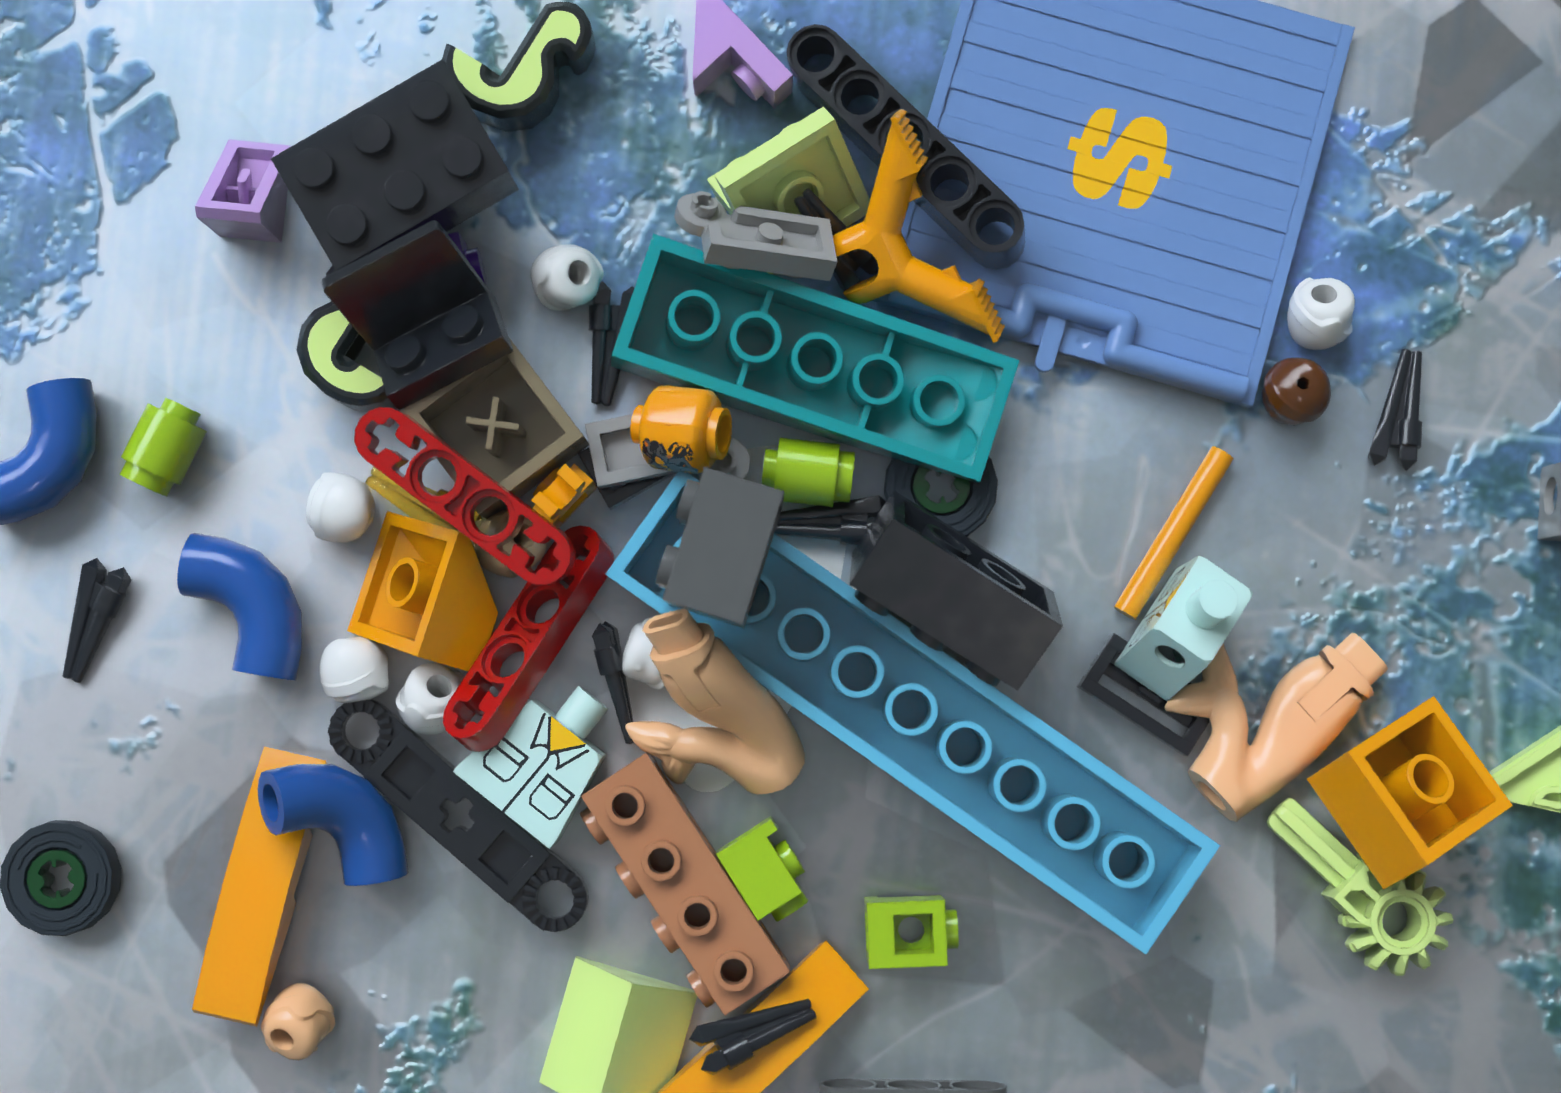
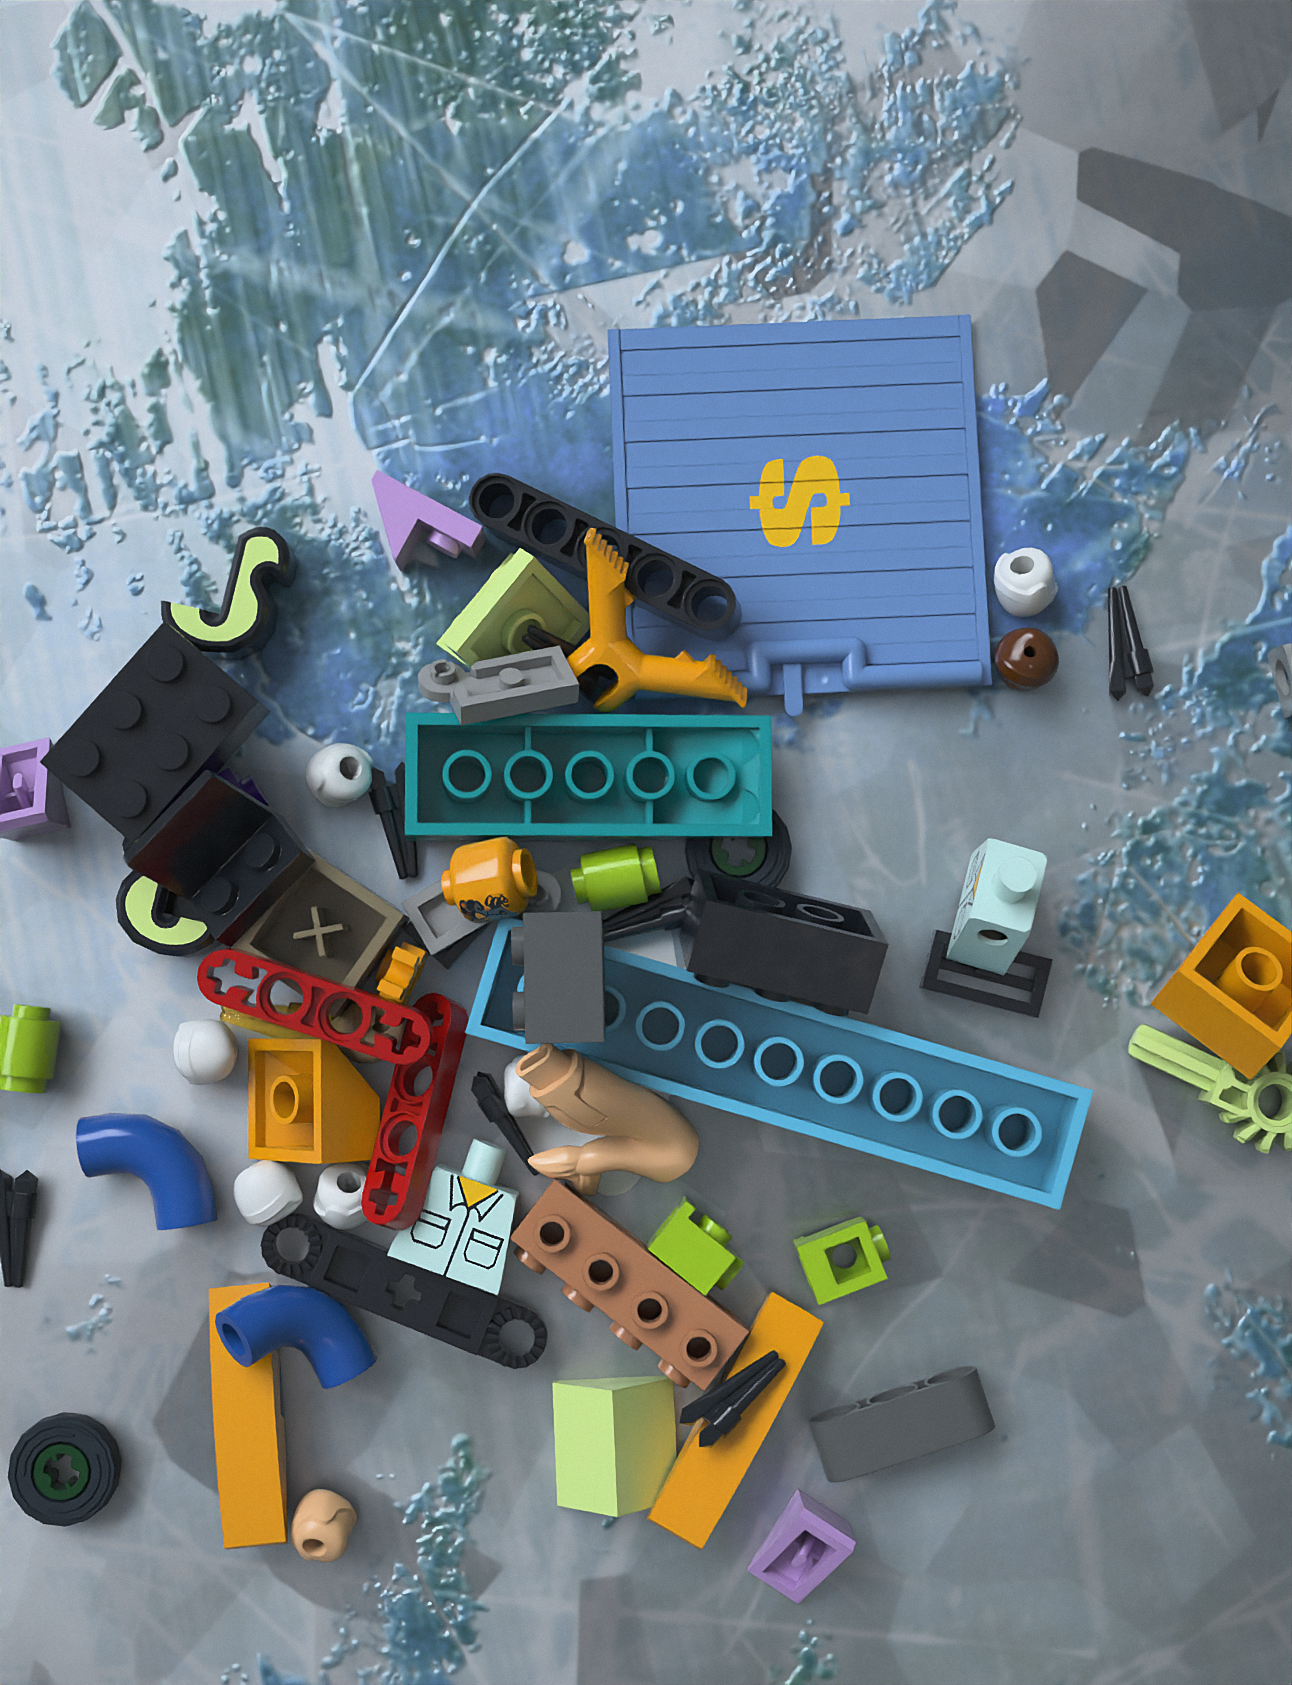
camera: 20 degrees left, 0 degrees up
(1173, 532) = (959, 821): light orange bar -> none
(1296, 727) = (1126, 959): light nougat piece -> none

